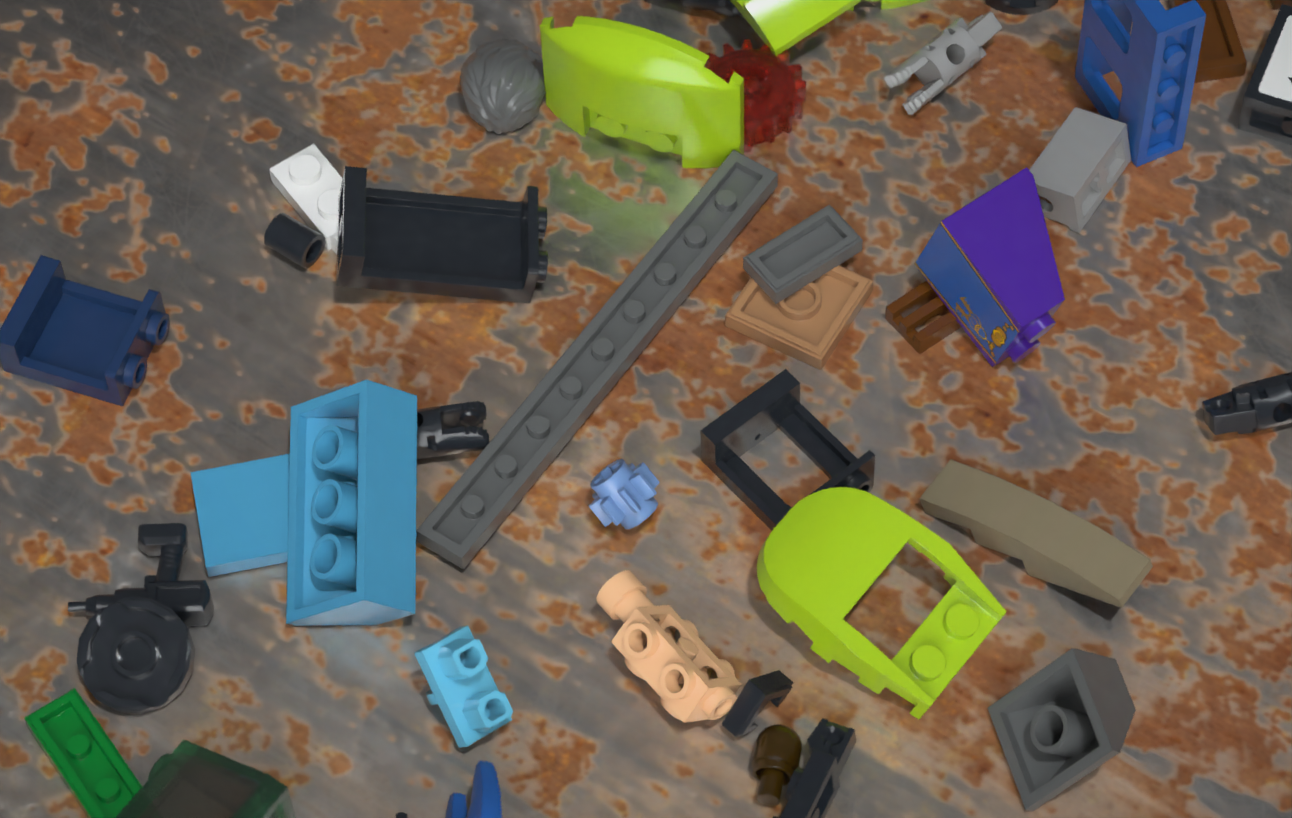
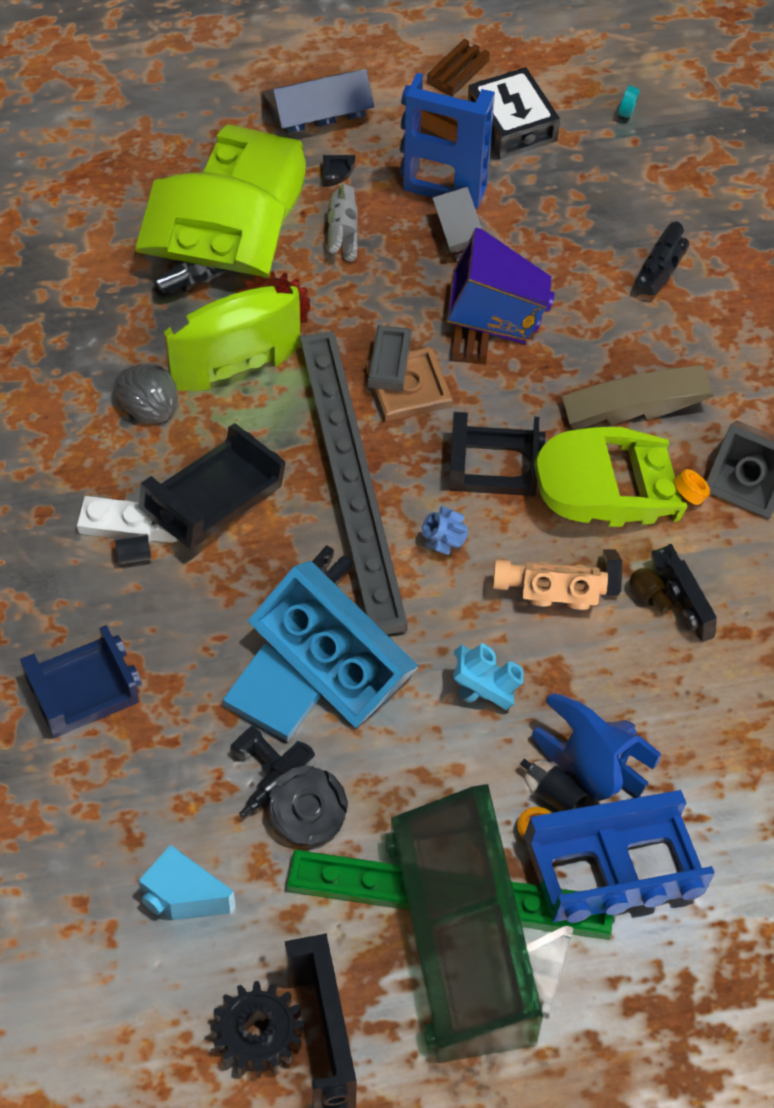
camera: 50 degrees left, 0 degrees up
(968, 690) = (692, 486): none -> light orange tile

